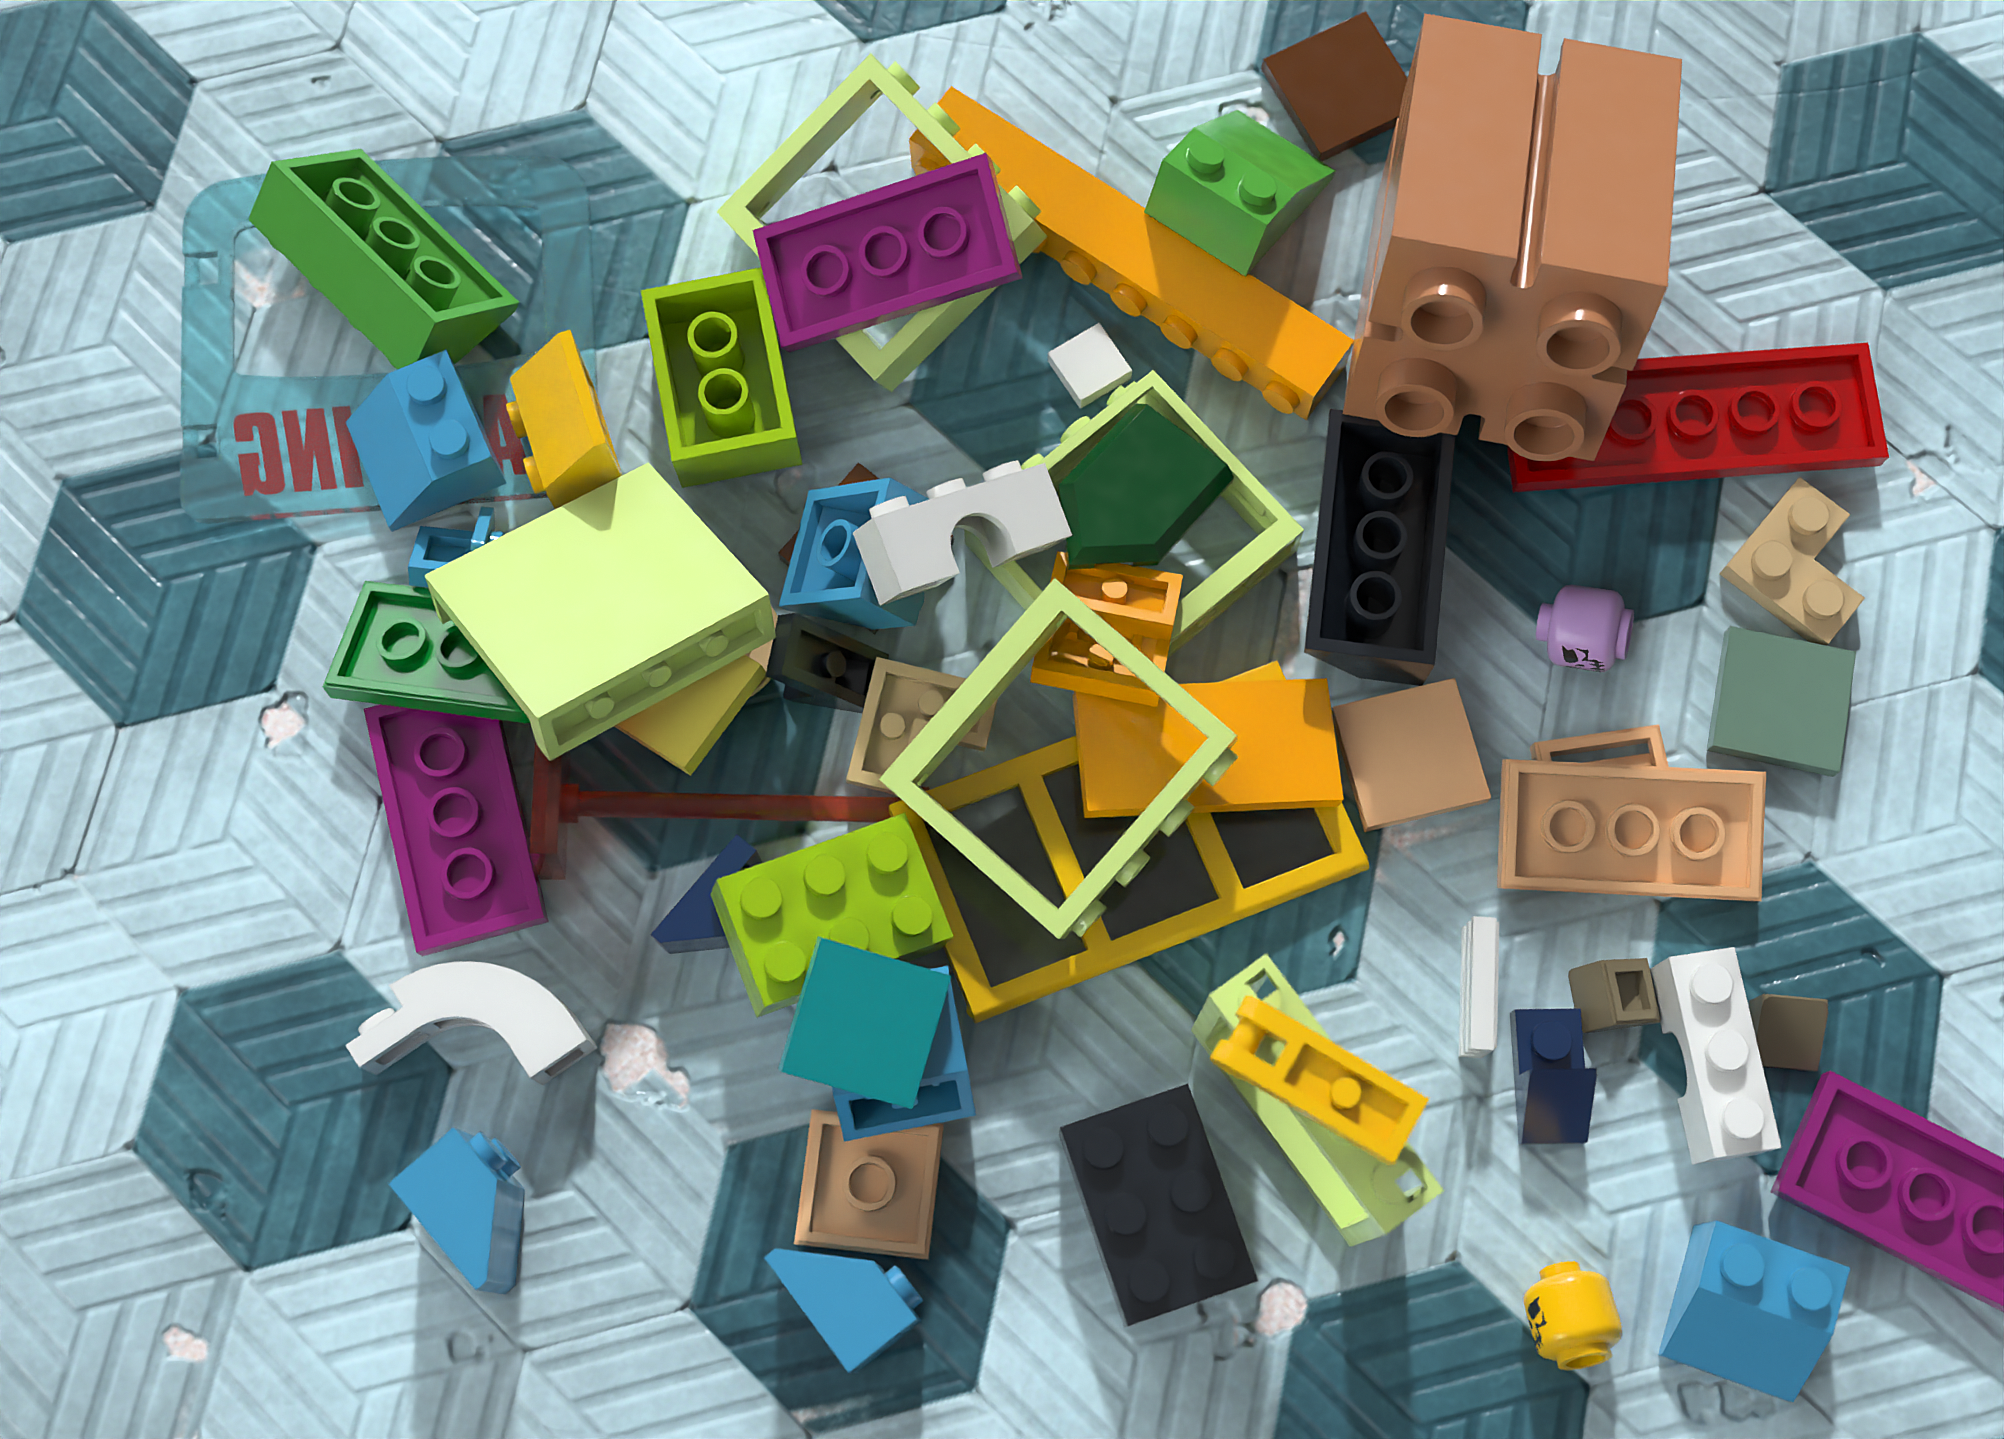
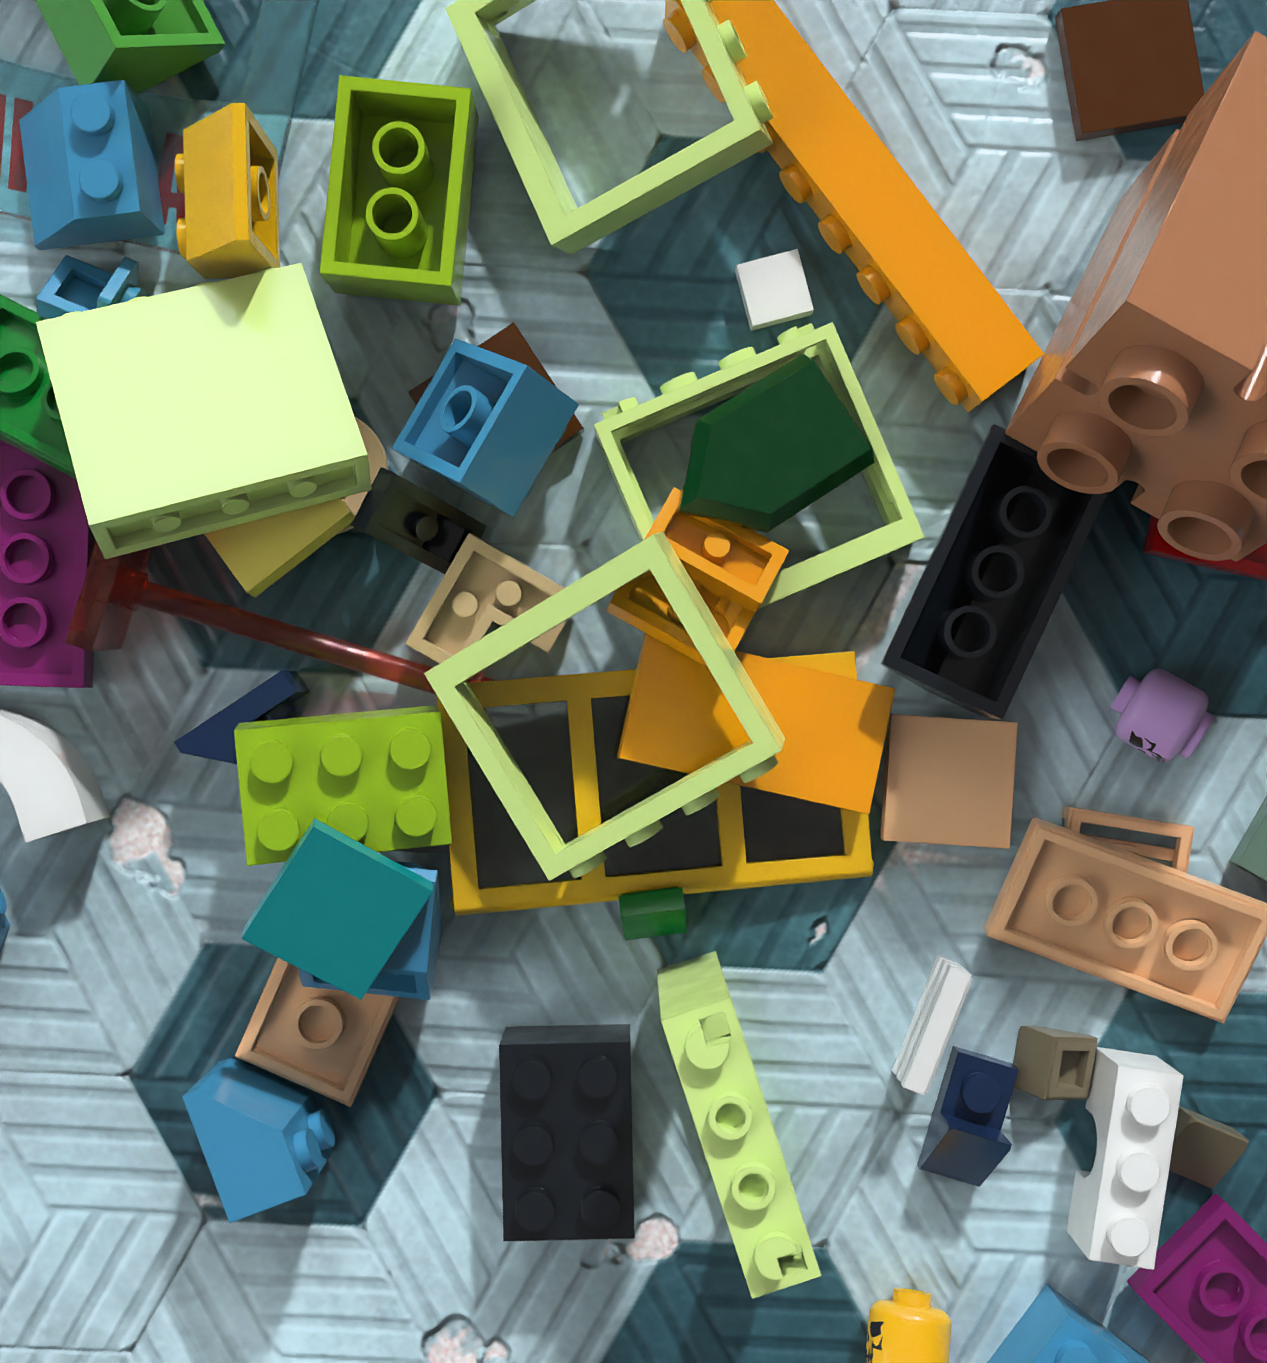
camera: 20 degrees right, 15 degrees up
(887, 253) = (601, 115): magenta plate -> none
(910, 545) = (523, 447): white arch -> none
(1169, 965) = (653, 913): none -> green tile
(1235, 188) = (982, 148): bright green slope -> none
(1322, 1081) = (737, 1155): yellow plate -> none

